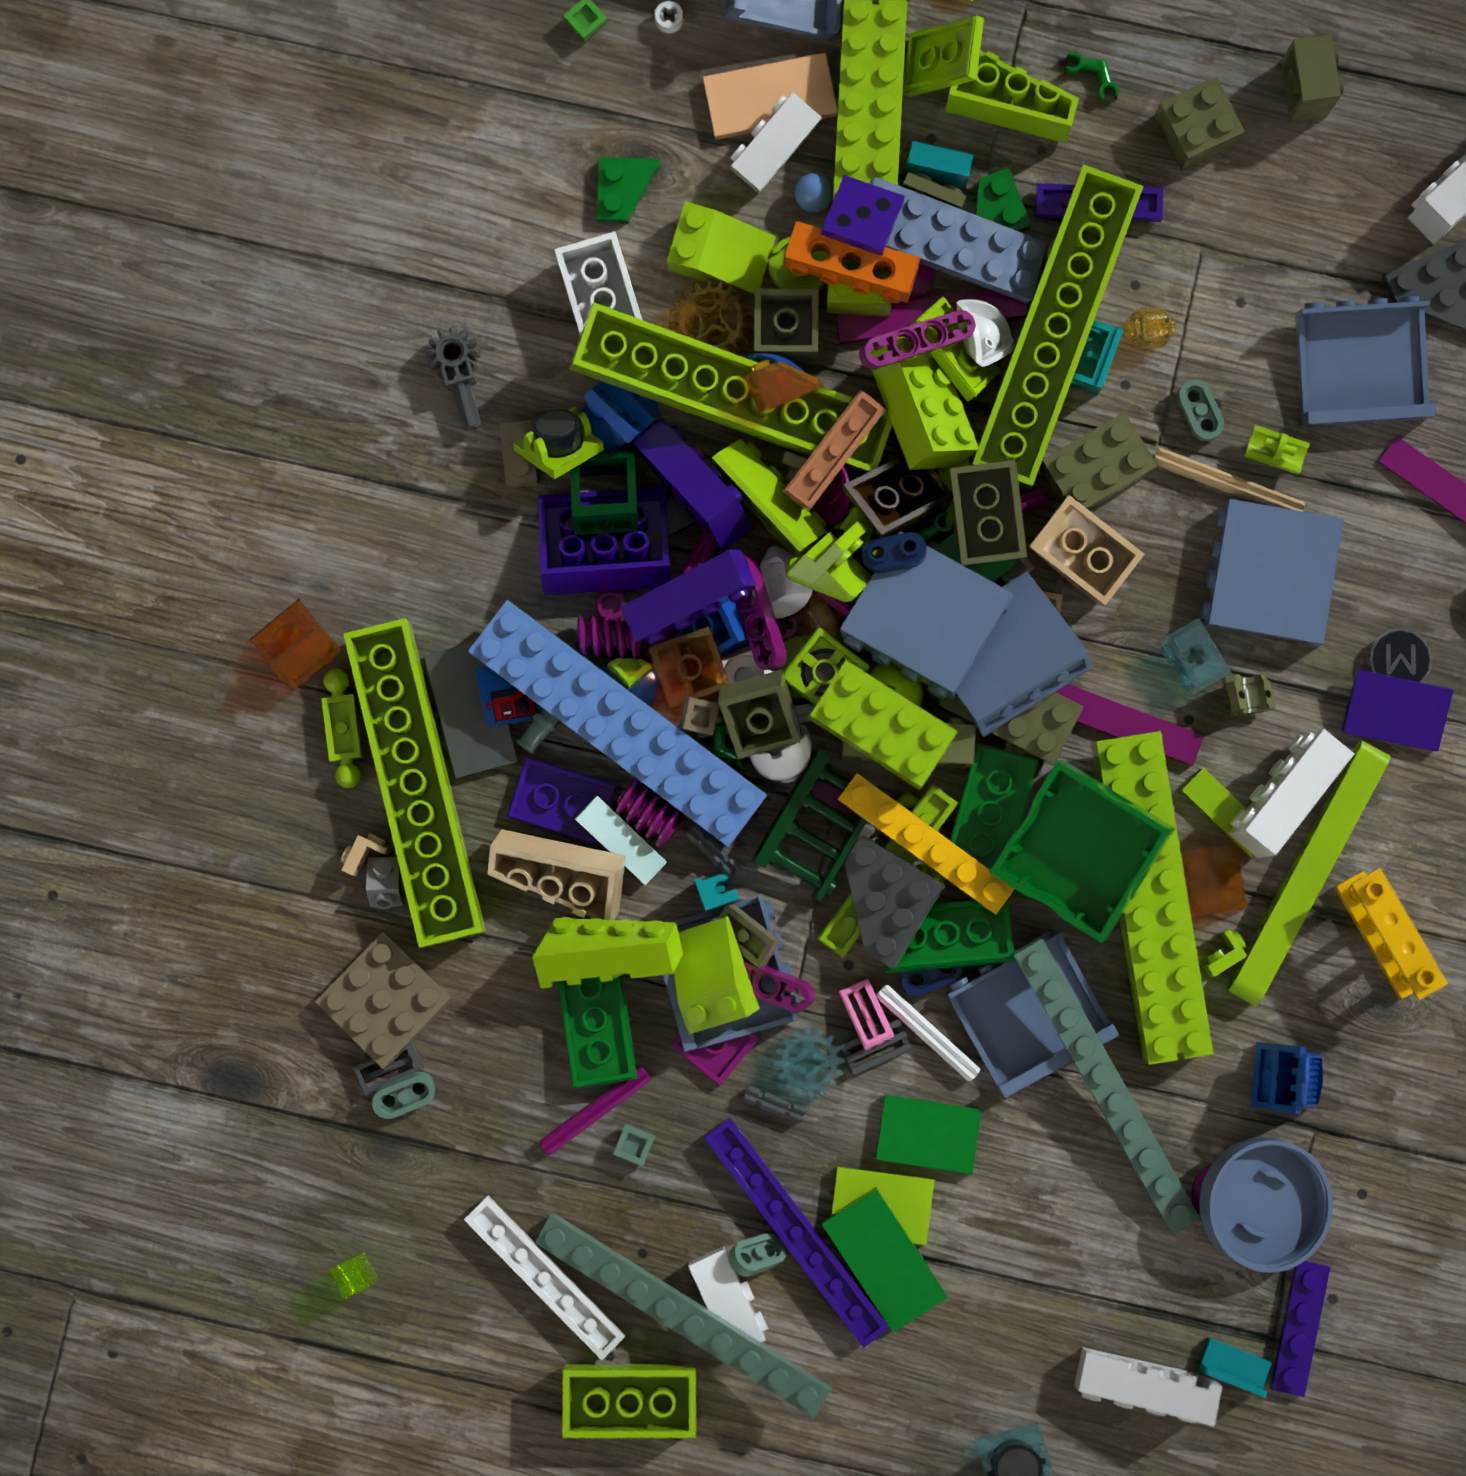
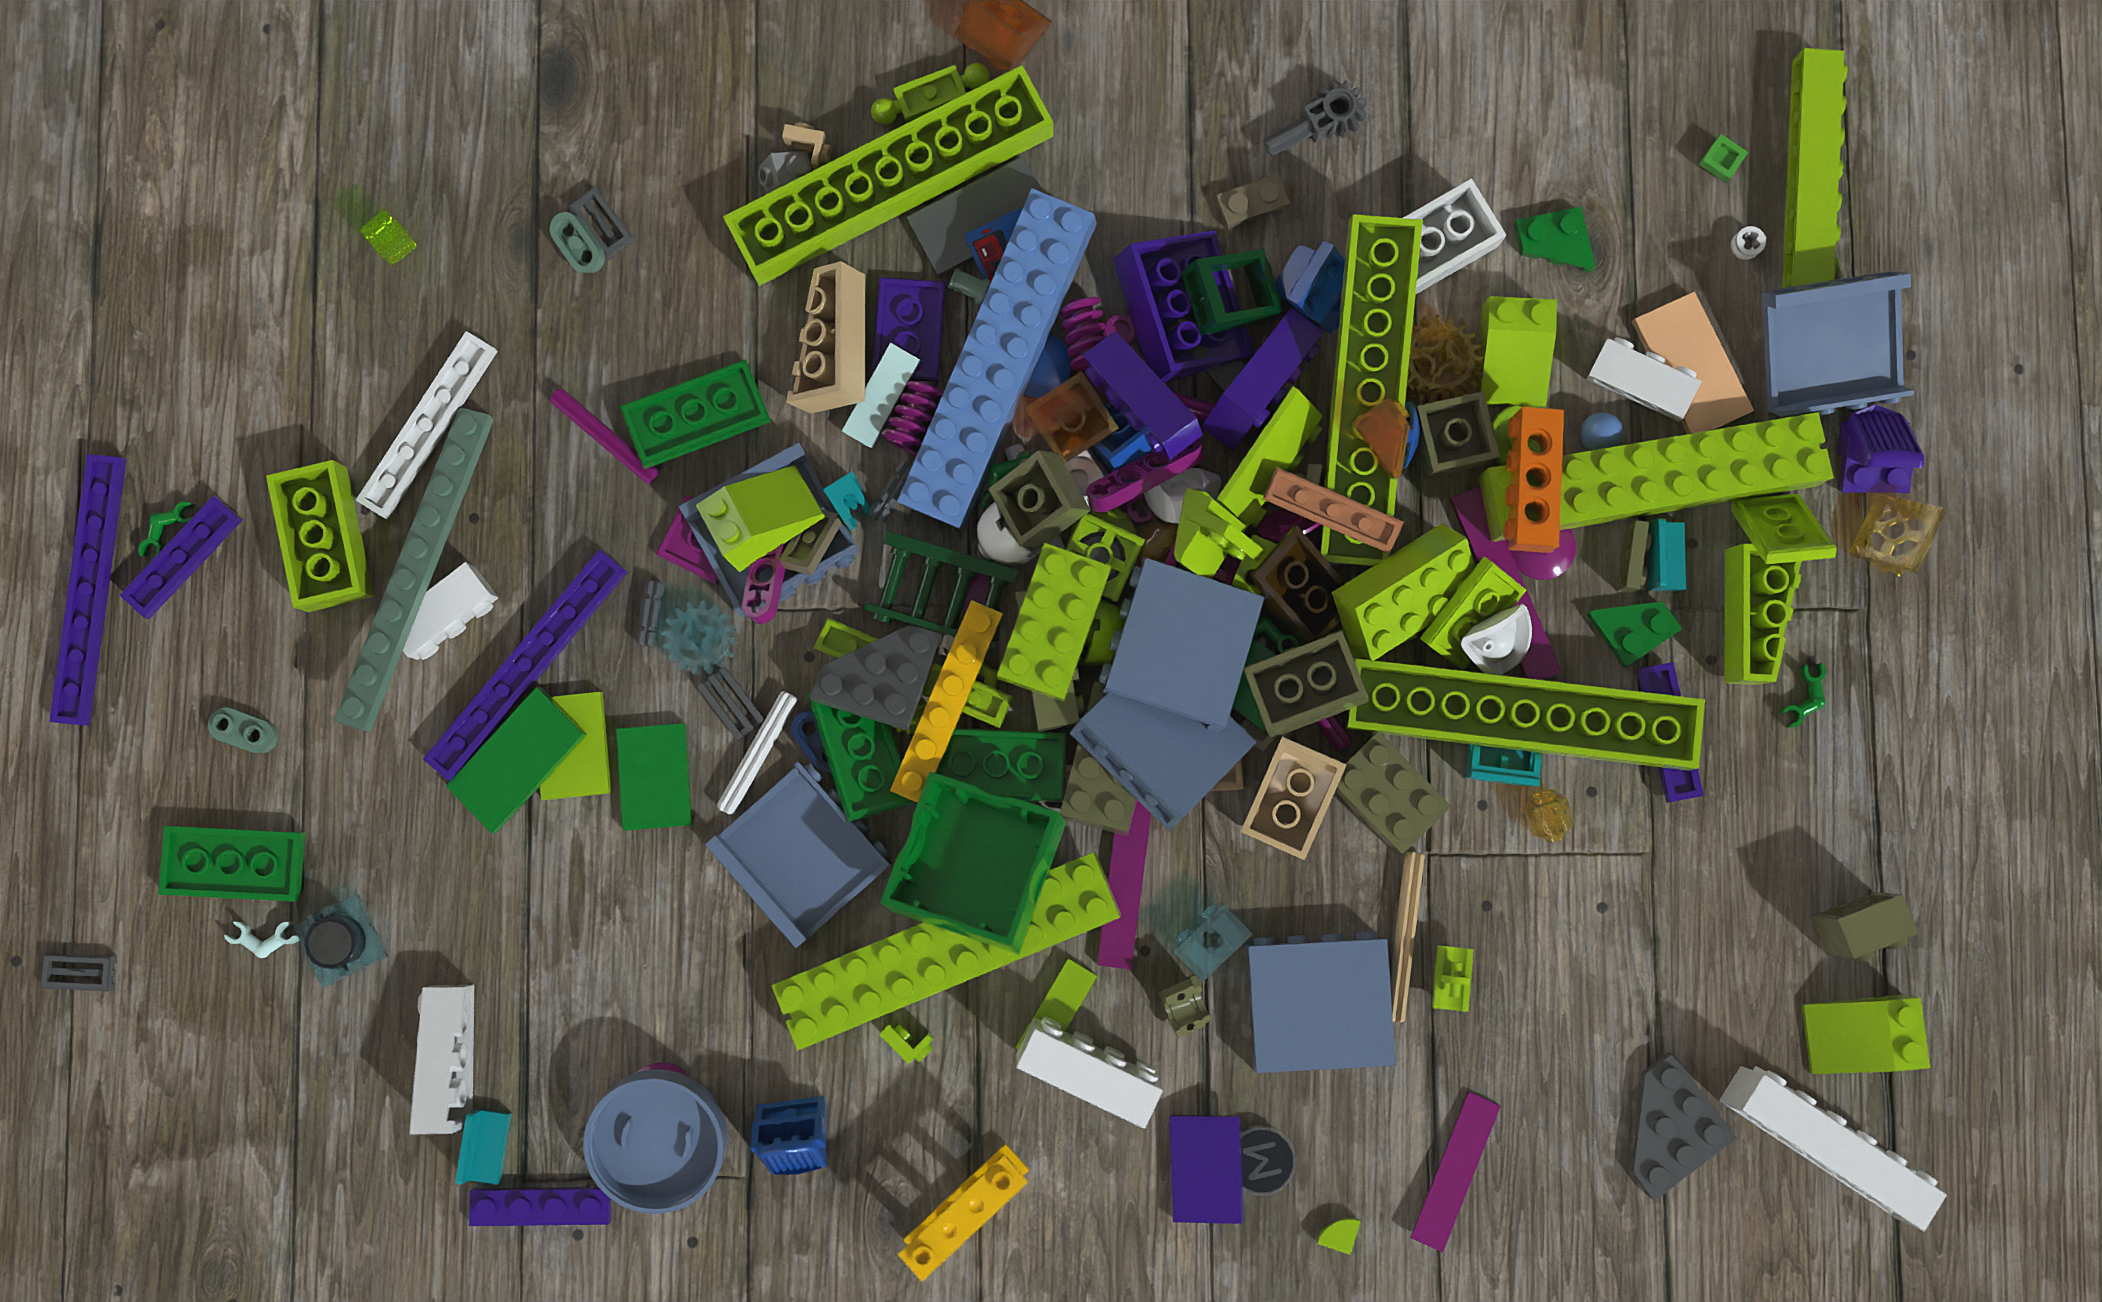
camera: 75 degrees right, 0 degrees up
(383, 1000) = (667, 201): dark tan plate -> none
(559, 441) = (1272, 232): piece -> none
(606, 950) = (761, 401): lime wedge -> none
(629, 670) = (1055, 362): lime tile -> none
(634, 1144) = (578, 482): sand green plate -> none
(699, 715) = (1022, 438): dark tan tile -> none
(750, 1255) = (490, 627): sand green plate -> none
(863, 215) = (1588, 476): dark purple tile -> none
(877, 1039) = (737, 702): bright pink tile -> none
(894, 554) = (1236, 594): dark blue plate -> none
(917, 339) = (1473, 563): magenta beam -> none
(966, 244) = (1587, 581): sand blue plate -> none
(1106, 1085) = (741, 945): sand green plate -> none
(1199, 123) = (1784, 818): olive brick -> none
(1203, 410) = (1474, 890): sand green plate -> none
(1213, 880) = (980, 1011): clear orange slope -> none
(1308, 873) = (1013, 1111): lime beam -> none
(1363, 362) = (1571, 1051): sand blue panel -> none
(1405, 102) = (1866, 1035): none -> lime slope

